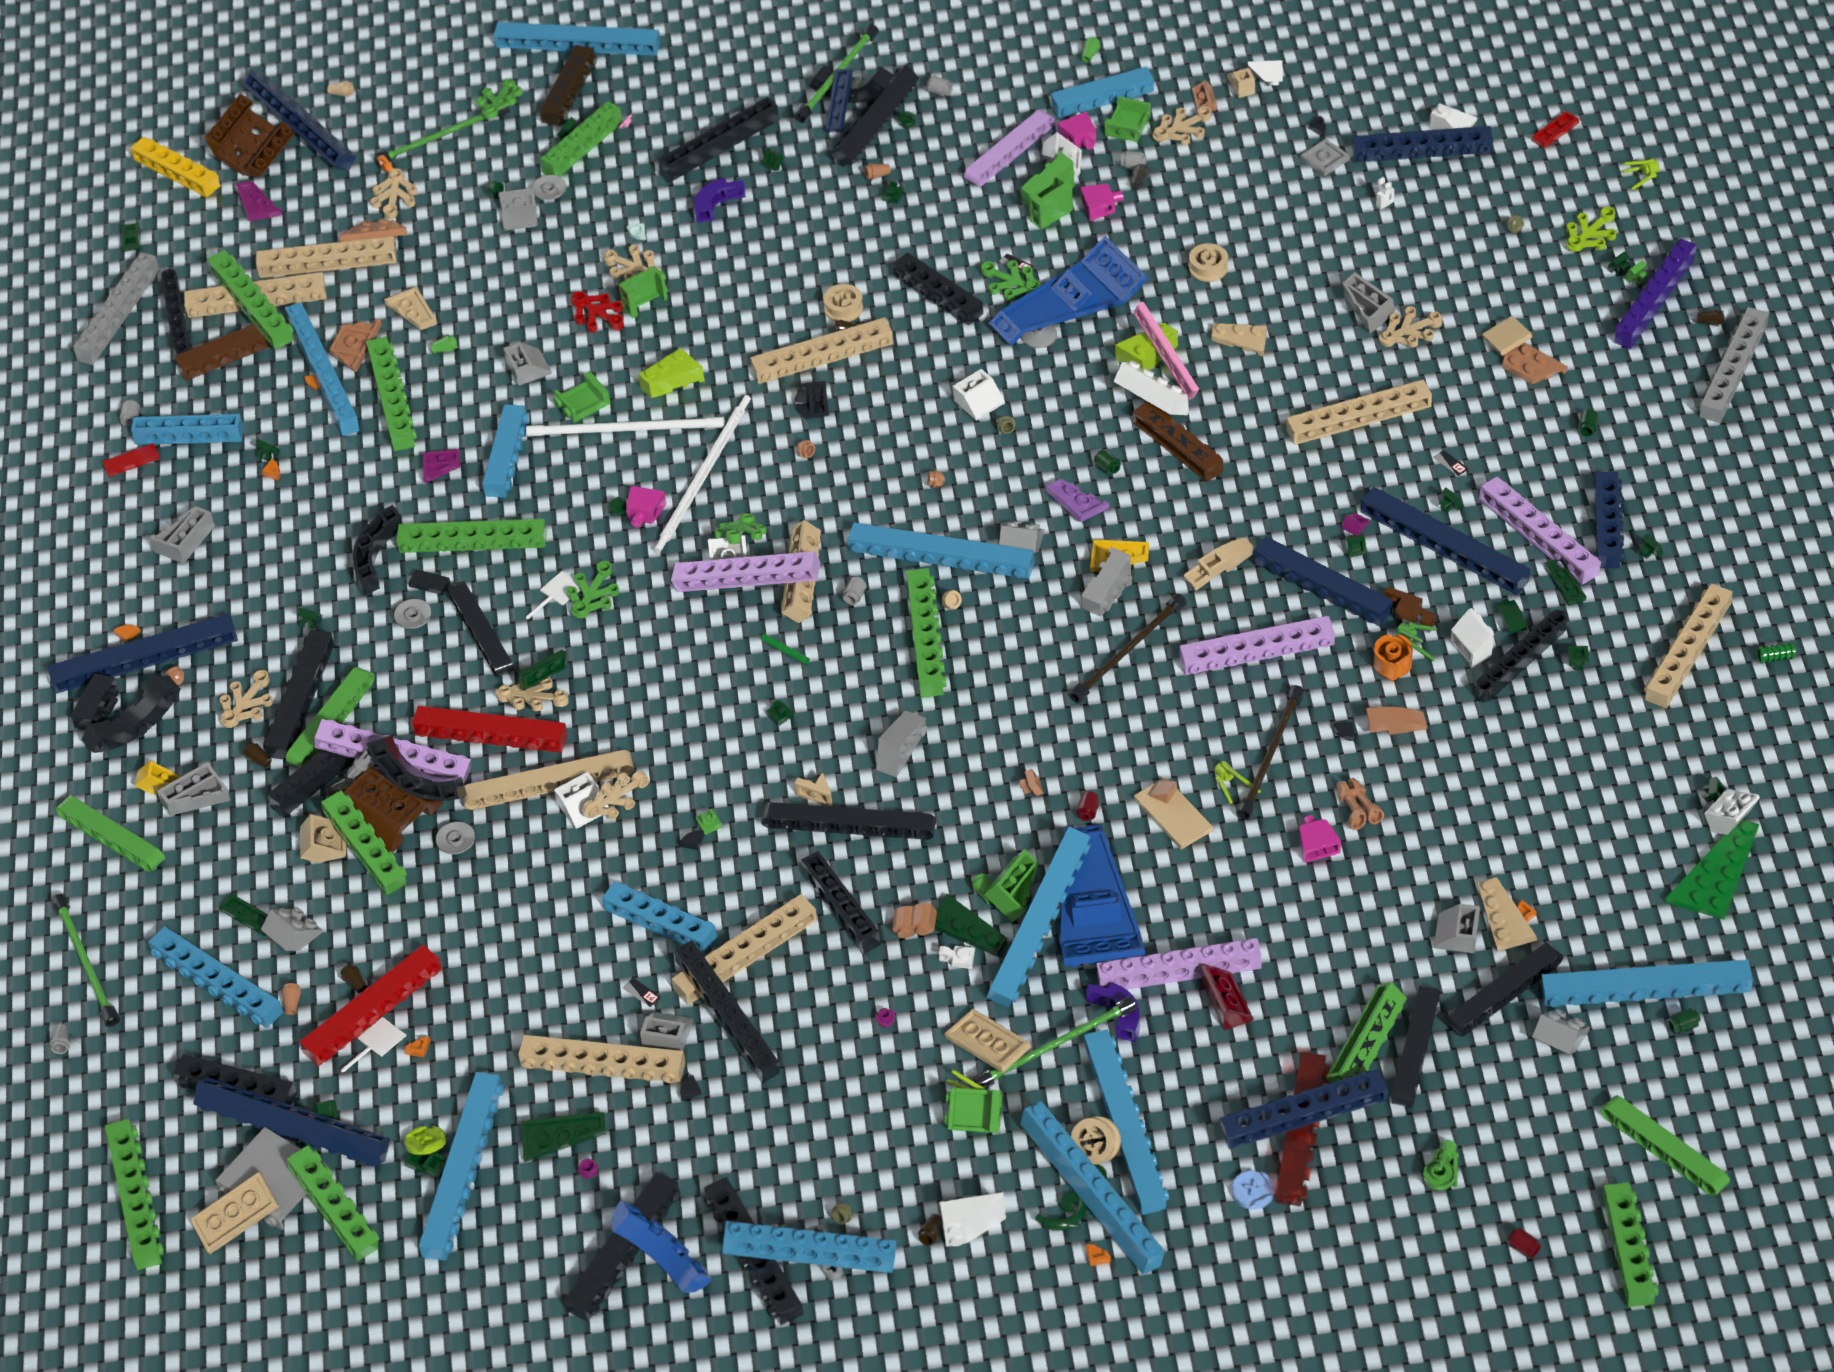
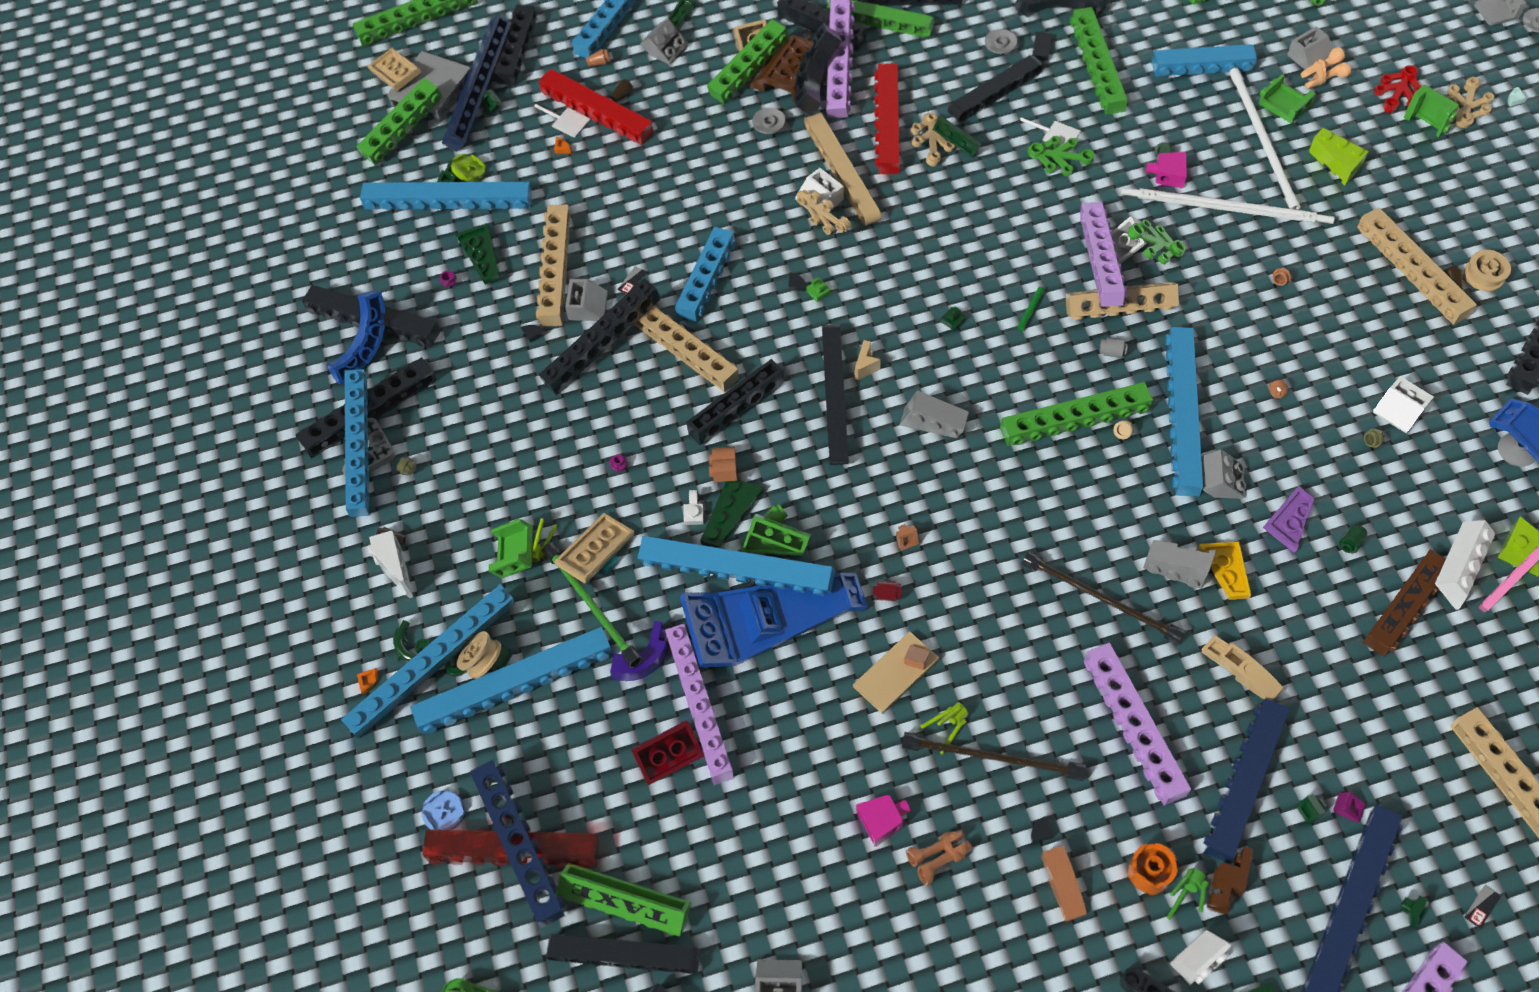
camera: 80 degrees right, 10 degrees up
(439, 463) = (1175, 22): magenta wing -> none
(553, 356) = (1319, 72): none -> light nougat piece
(812, 400) = (1347, 271): black slope -> none

